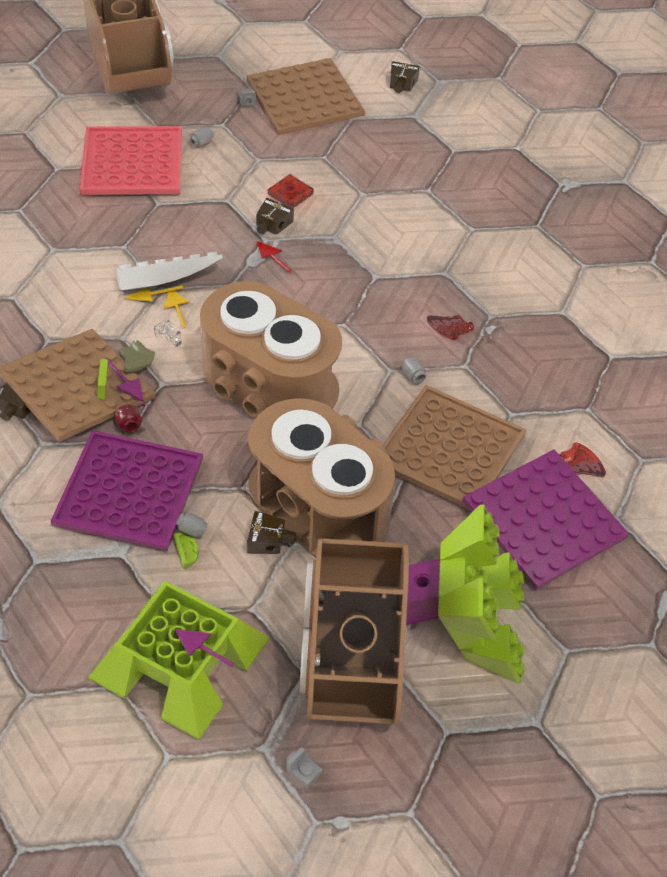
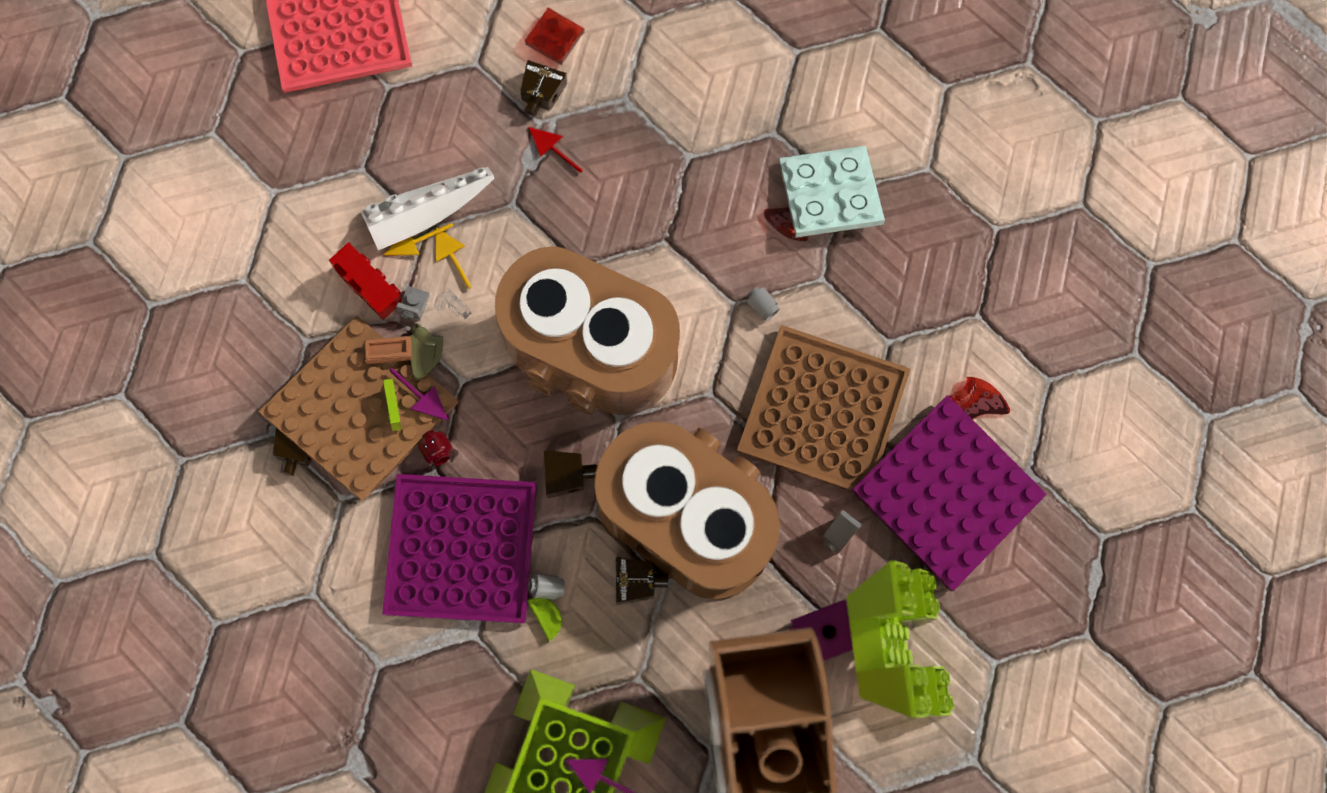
camera: 10 degrees left, 25 degrees up
(105, 305) = (365, 280): none -> red wedge
(110, 348) = (388, 349): none -> nougat tile
(138, 329) = (413, 303): none -> light grey bracket
(228, 452) = (565, 473): none -> dark brown torso
(446, 522) = (840, 532): none -> light grey slope
(482, 310) = (831, 191): none -> light aqua piece

